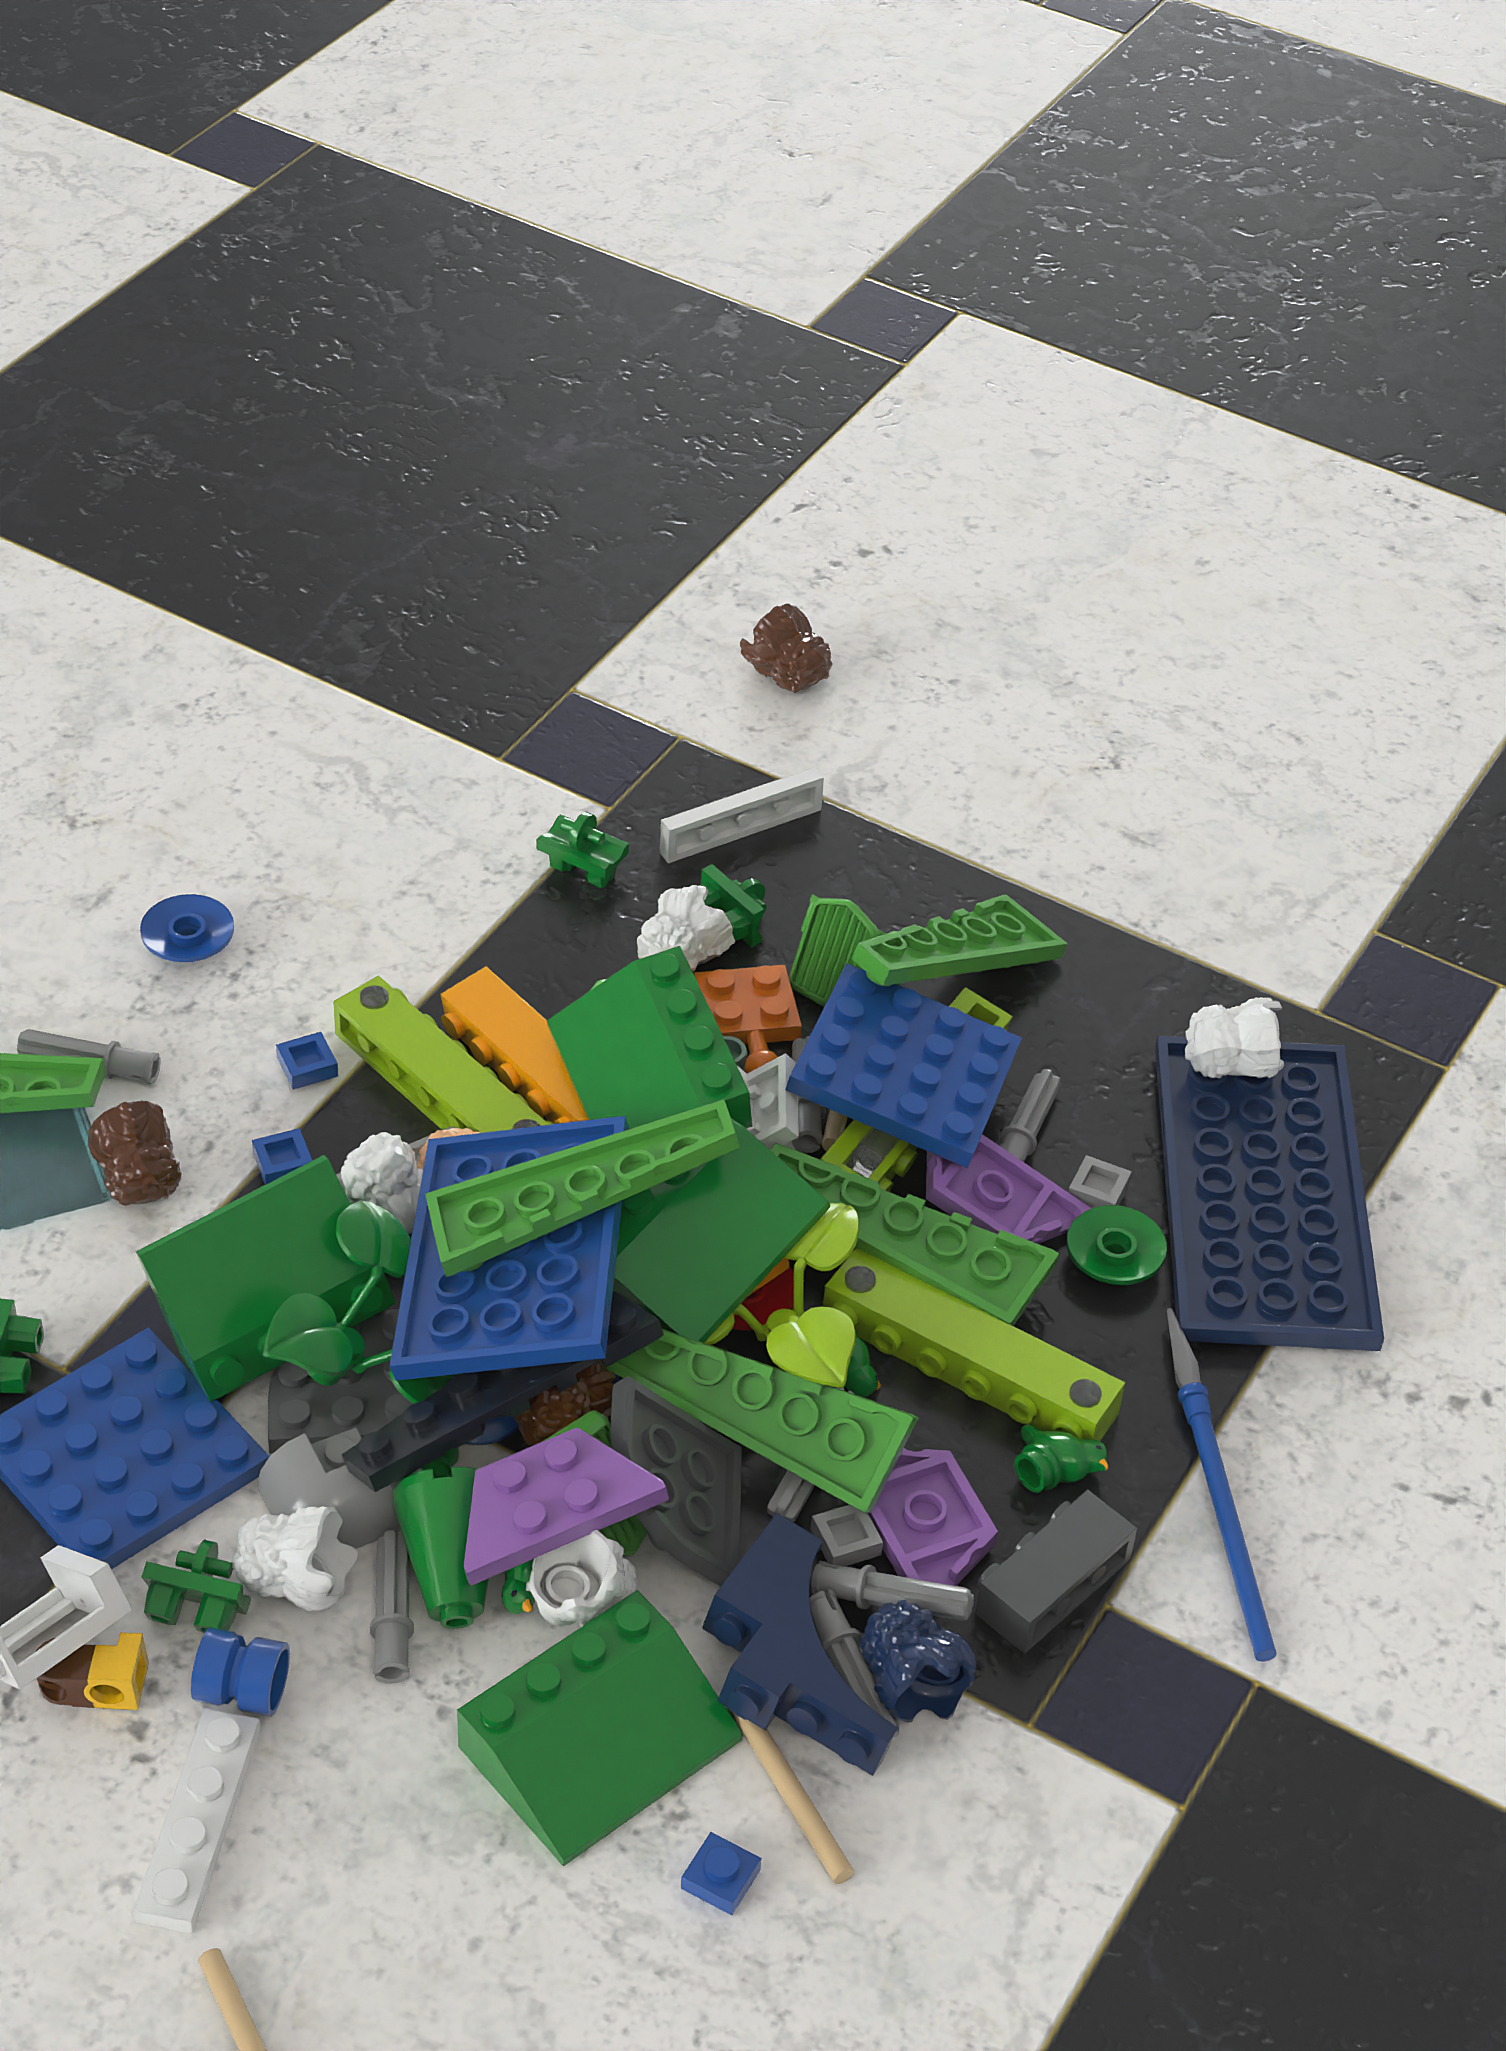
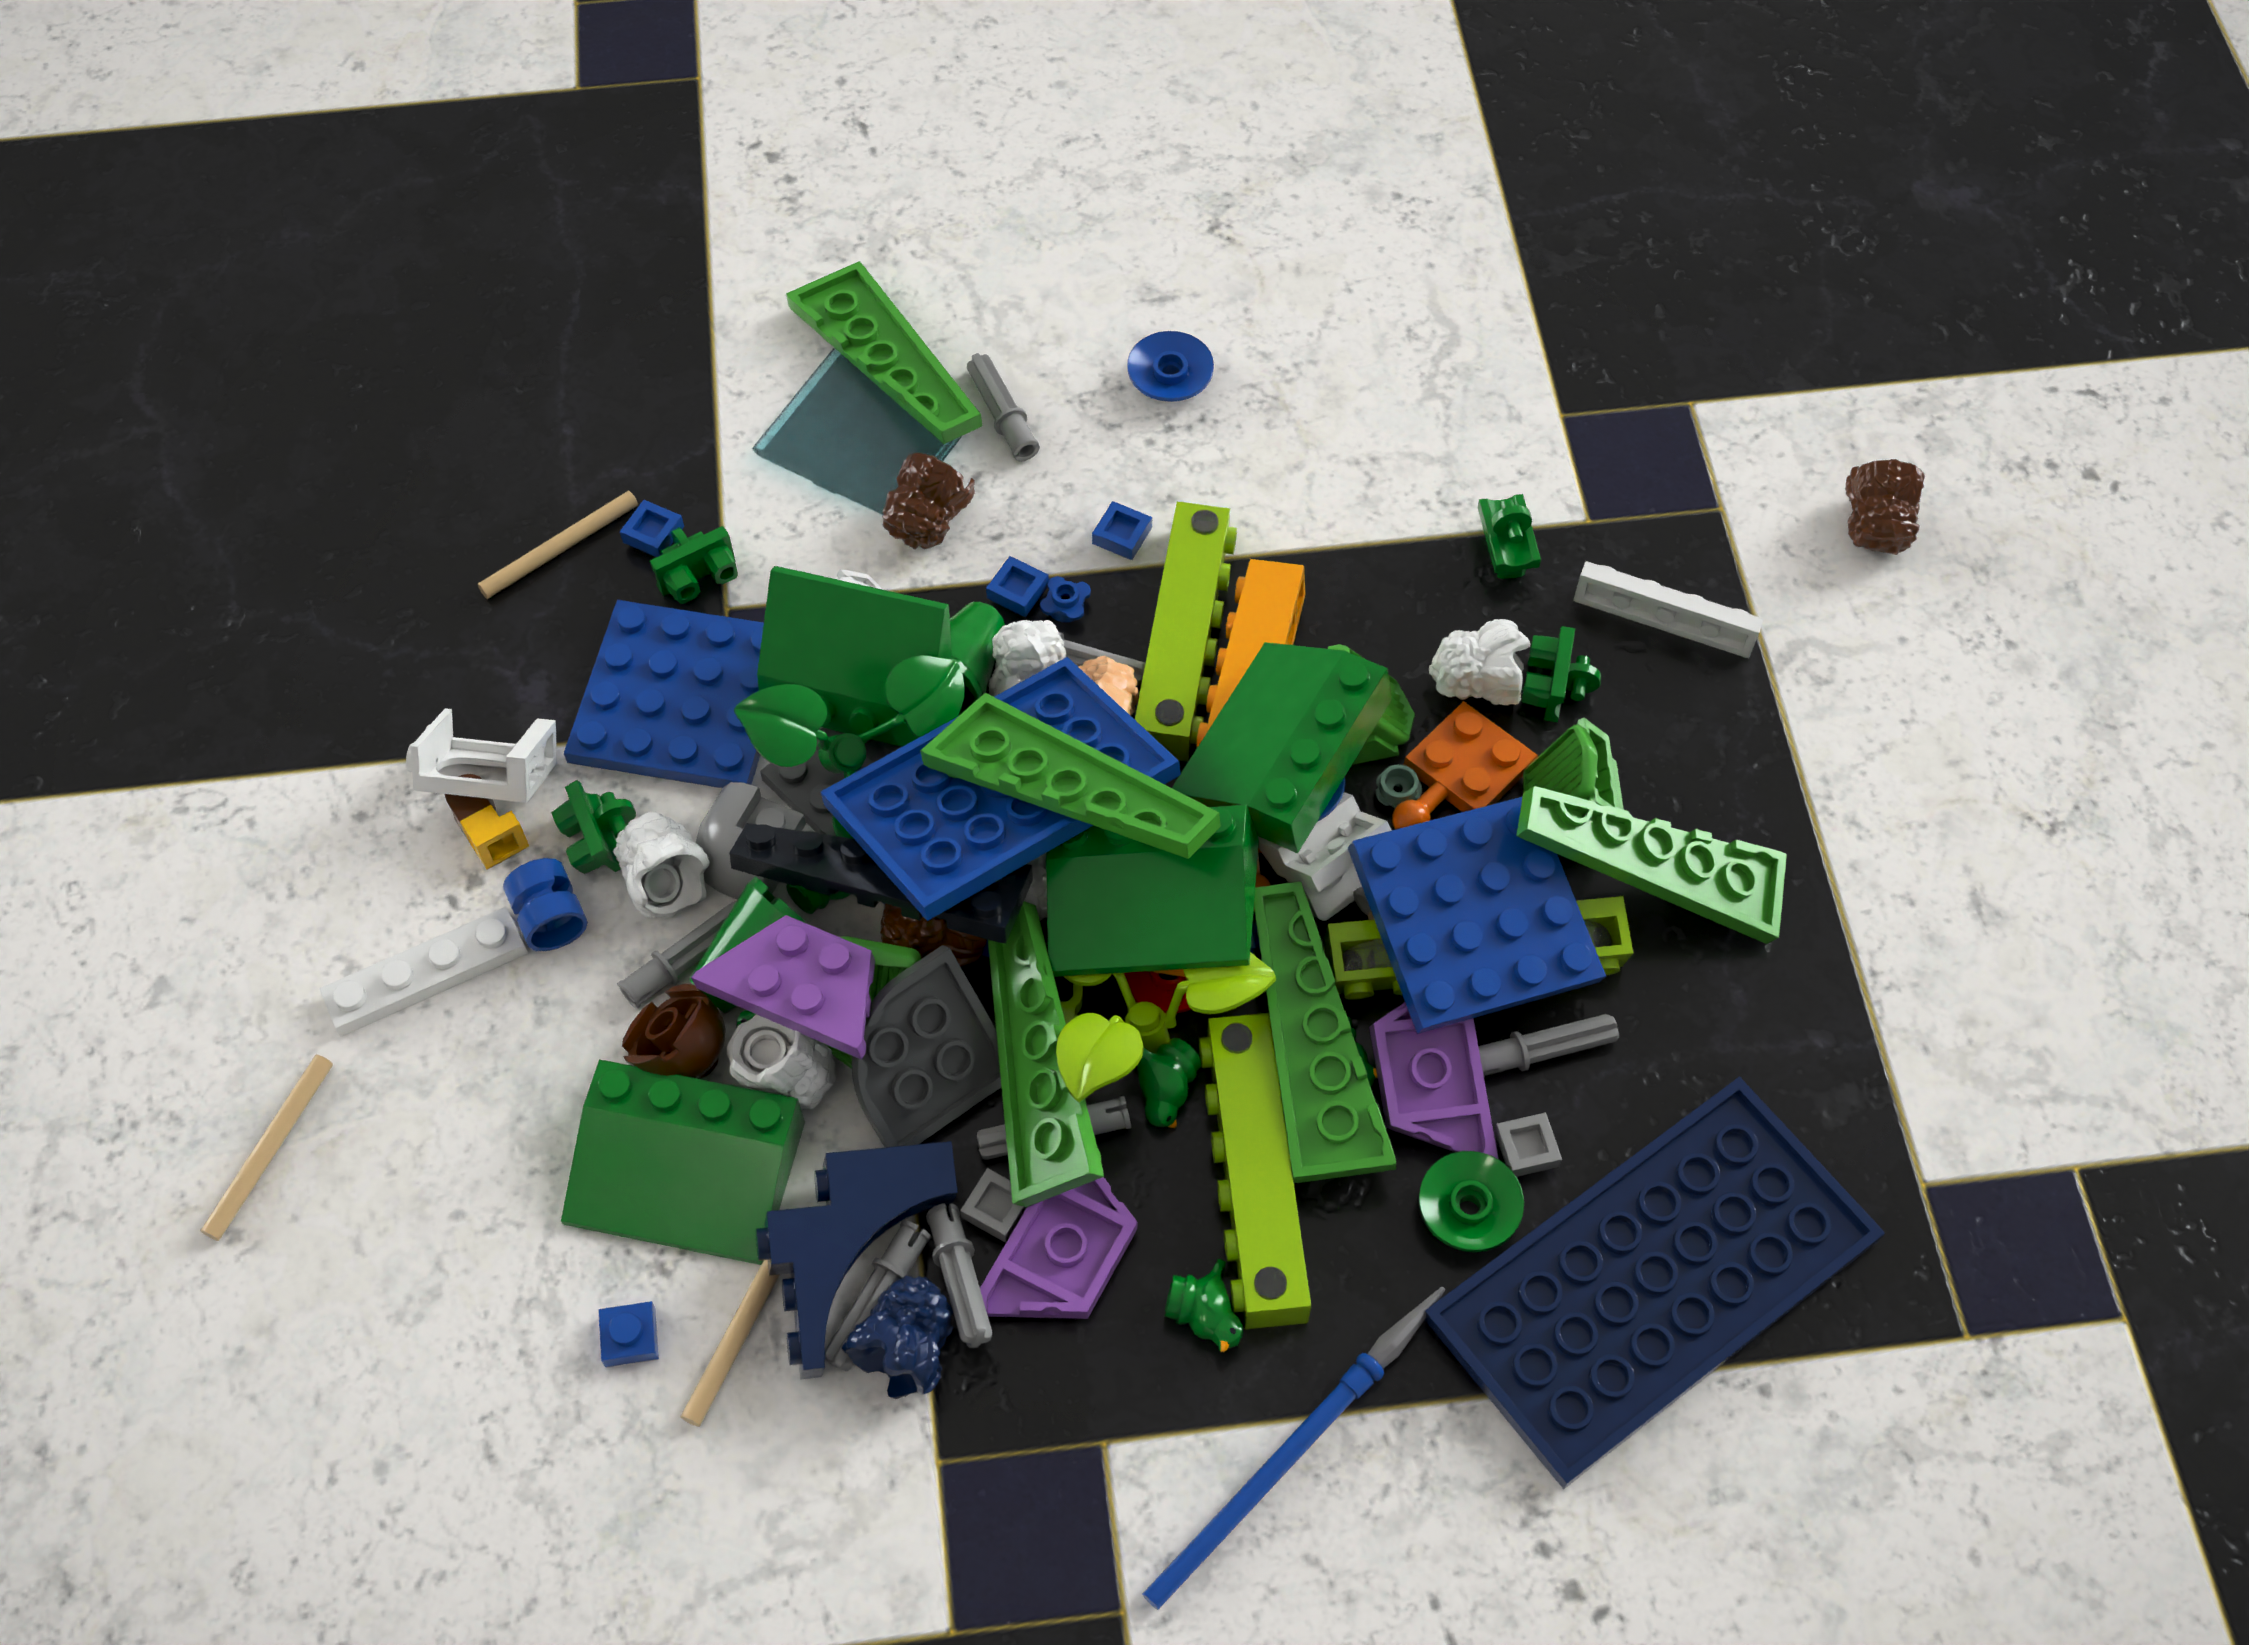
camera: 55 degrees right, 15 degrees up
(330, 1138) = (1065, 609): none -> blue plate
(479, 1642) = (678, 1036): none -> reddish brown cylinder
(1054, 1570) = (1088, 1379): dark grey brick -> none
(1235, 1040) = (1772, 1142): white hair -> none

